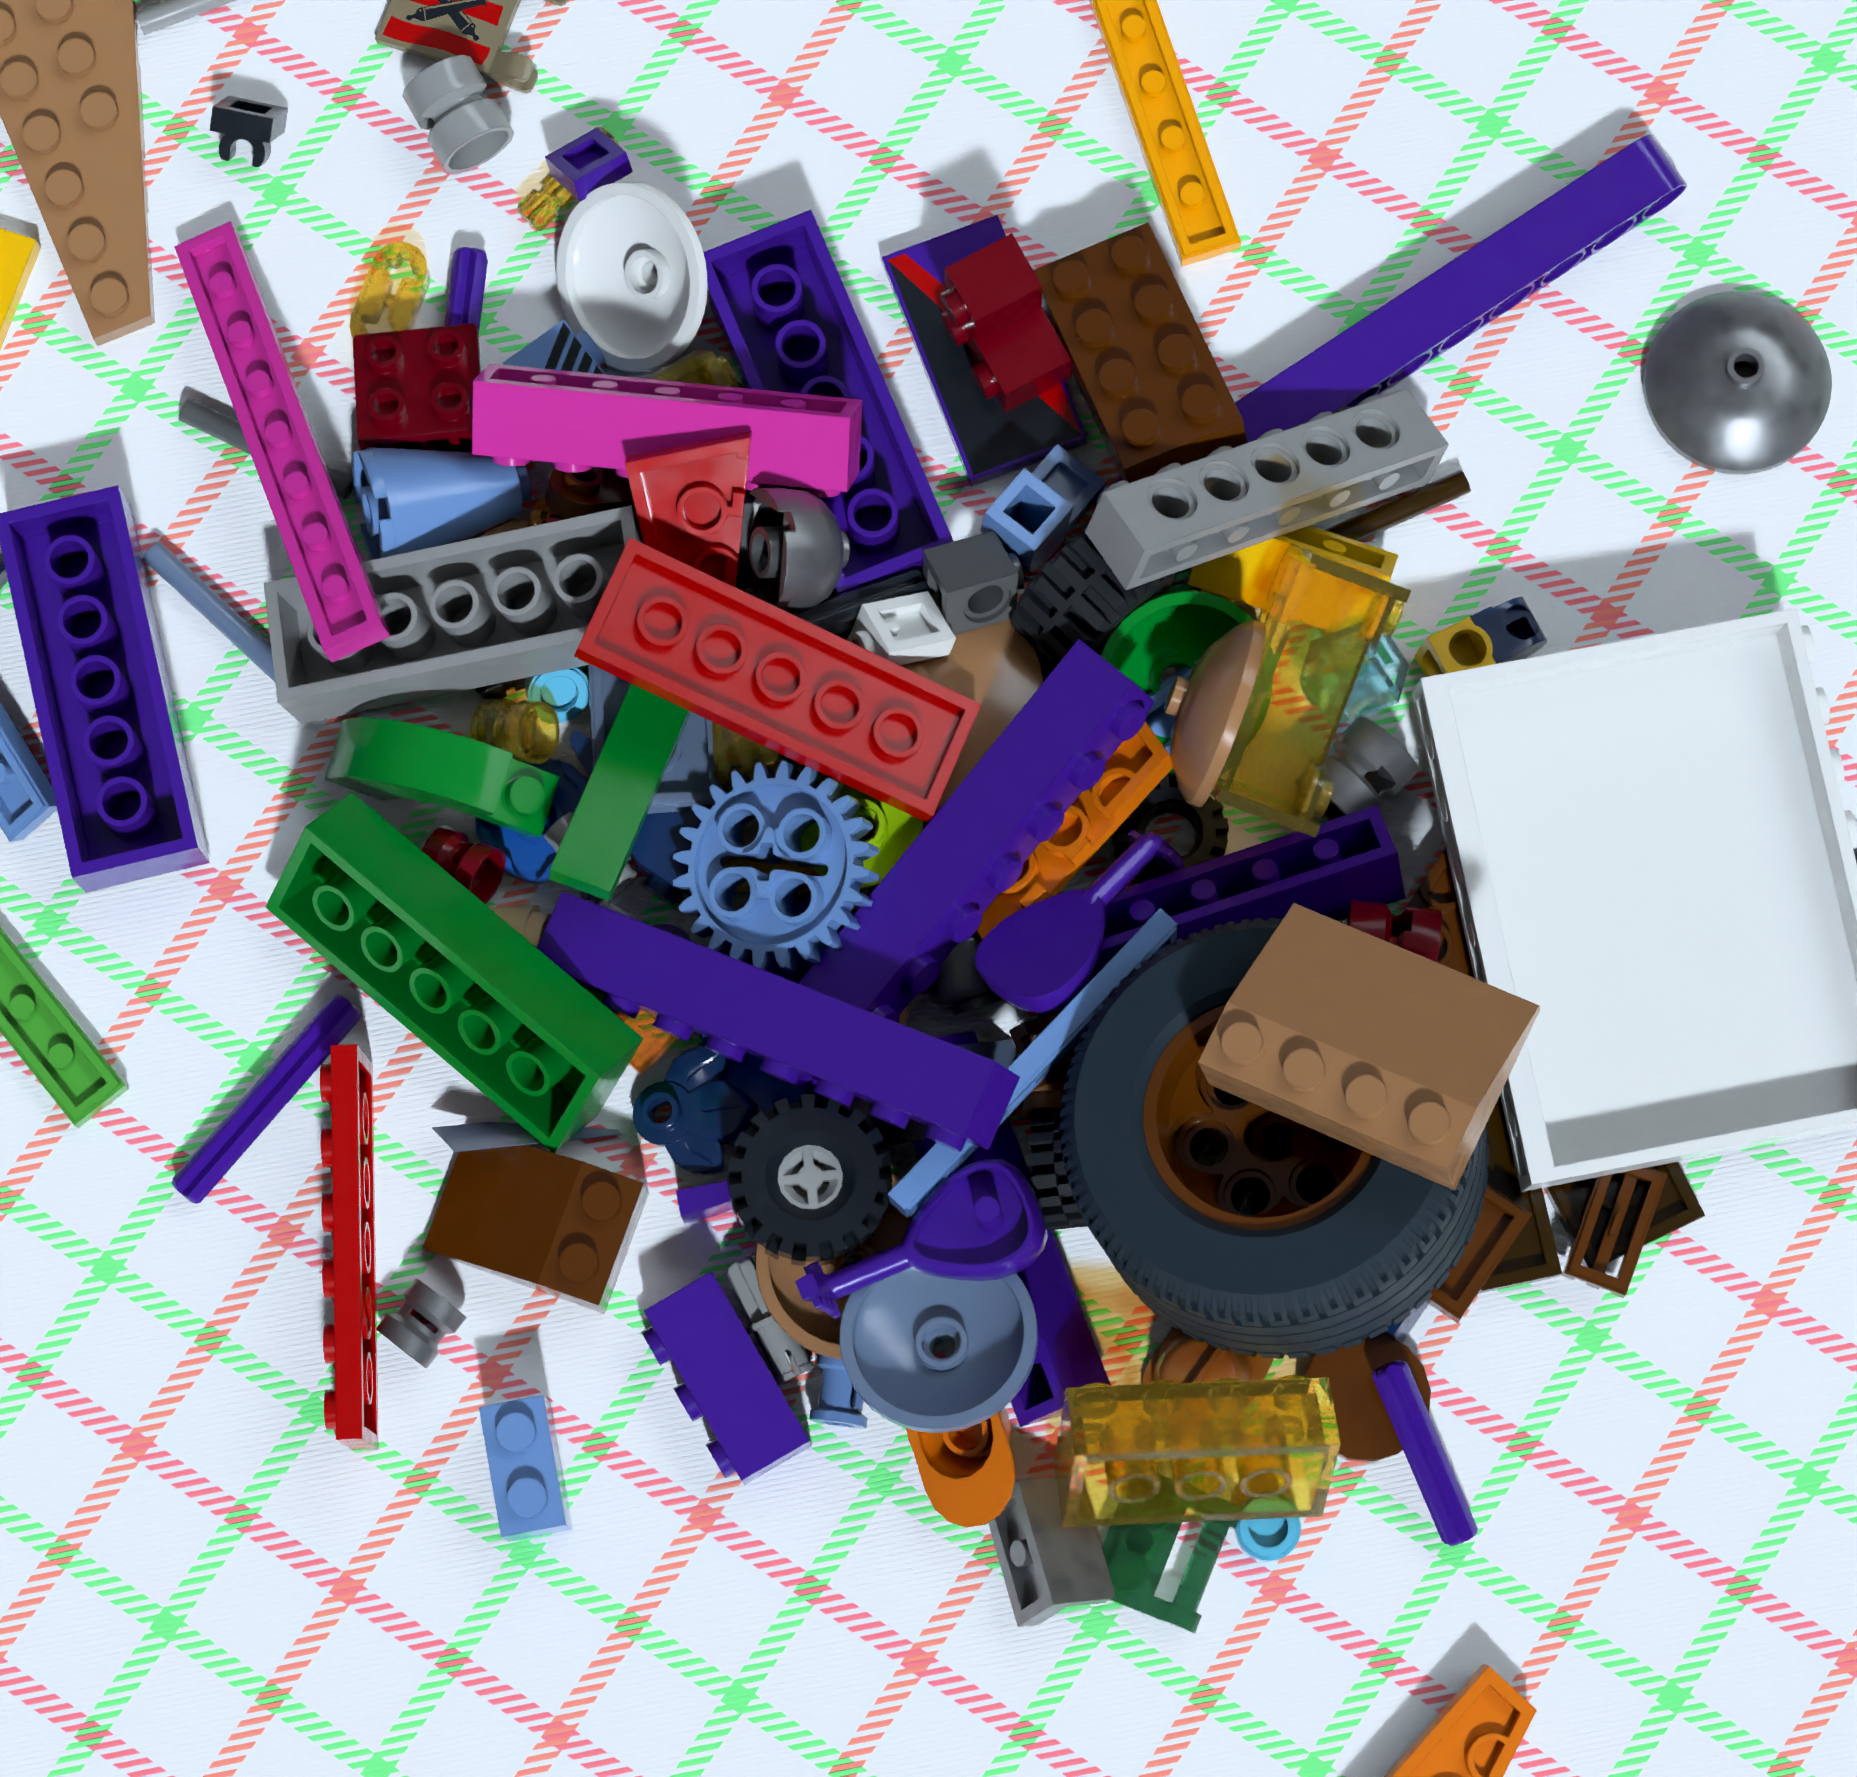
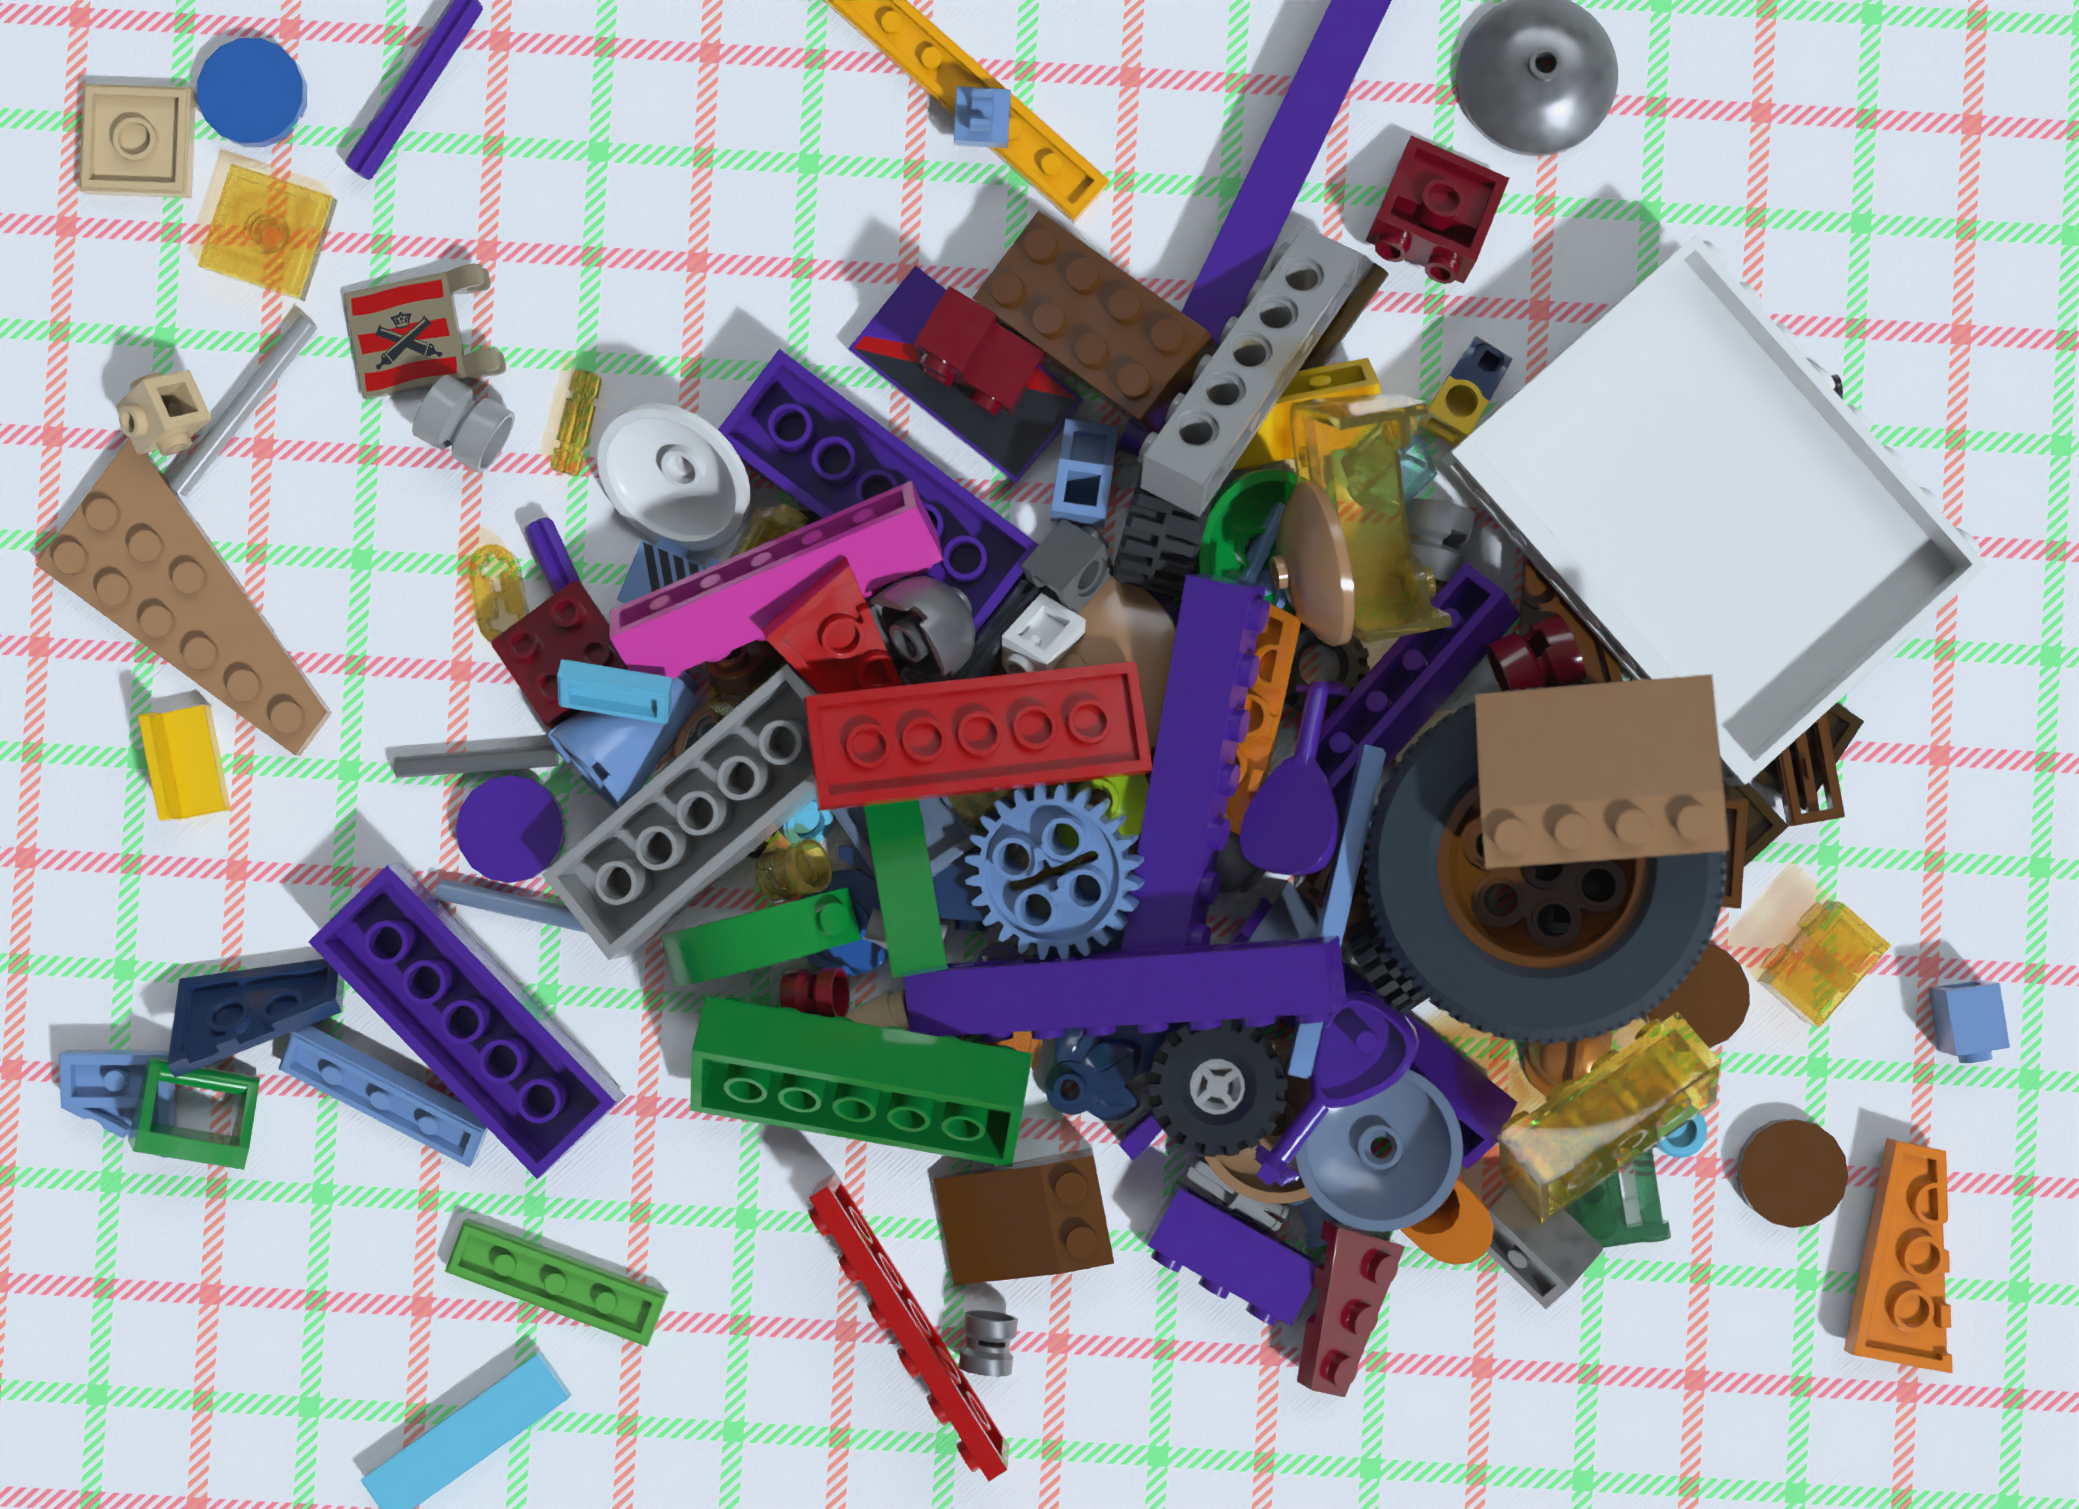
camera: 30 degrees left, 10 degrees up
(242, 537) = (511, 829): none -> dark purple tile
(250, 121) = (306, 520): black tile -> none
(266, 1099) = (774, 1244): dark purple axle -> none
(282, 443) = (489, 760): dark pink plate -> none
(446, 440) = (614, 691): none -> medium azure tile
(500, 1134) = (961, 1175): sand blue sticker -> none
(525, 1468) = (1127, 1404): medium blue brick -> none
(588, 163) = (588, 408): dark purple tile -> none
(819, 1495) = (1350, 1298): none -> dark red wing
(1149, 109) = (982, 117): none -> medium blue tile
(1362, 1643) = (1792, 1172): none -> reddish brown tile
(1424, 1452) = (1763, 1013): dark purple axle -> none
(1517, 1435) = (1822, 961): none -> clear yellow brick
(1553, 453) = (1436, 211): none -> dark red plate
(1640, 1587) = (1969, 1020): none -> medium blue brick

